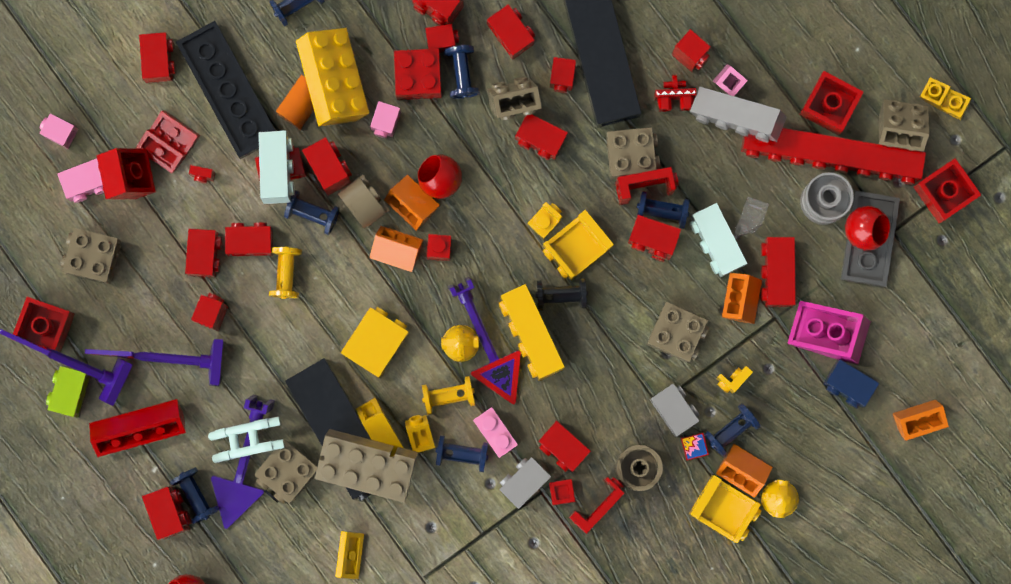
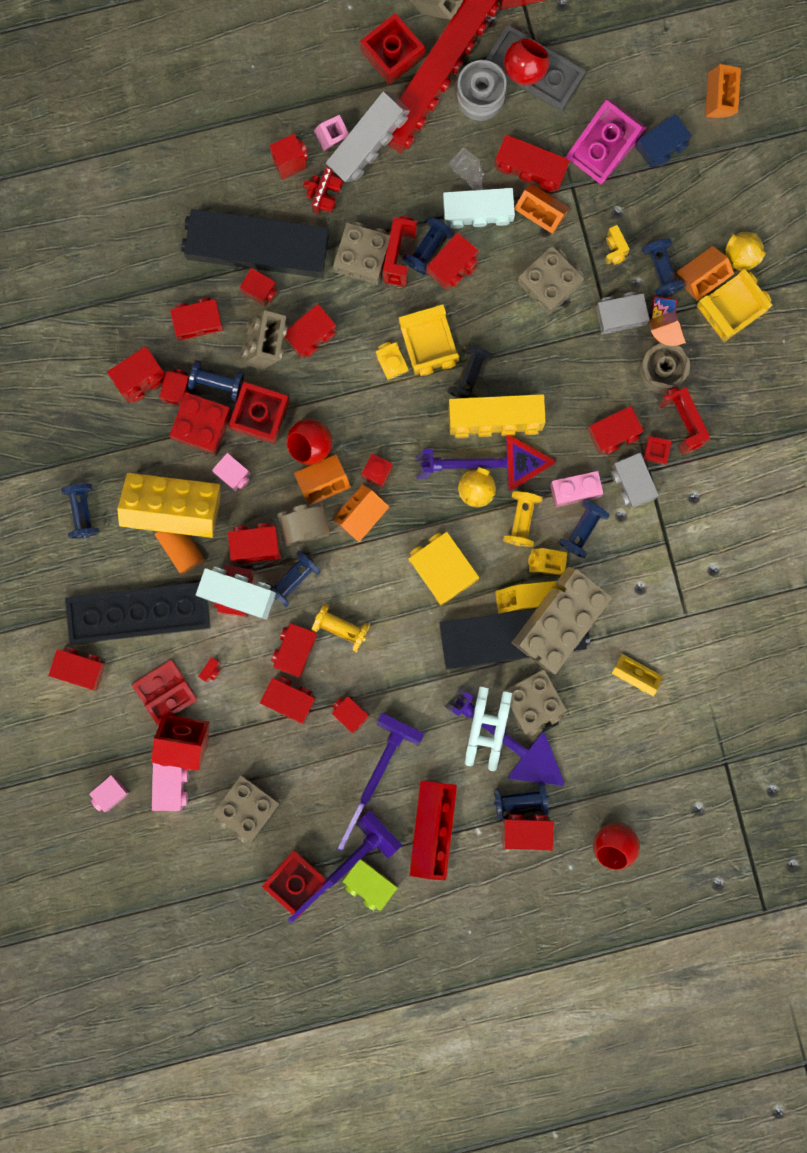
camera: 65 degrees left, 0 degrees up
(447, 121) = (259, 413): none -> red brick
(673, 456) = (667, 329): none -> brick

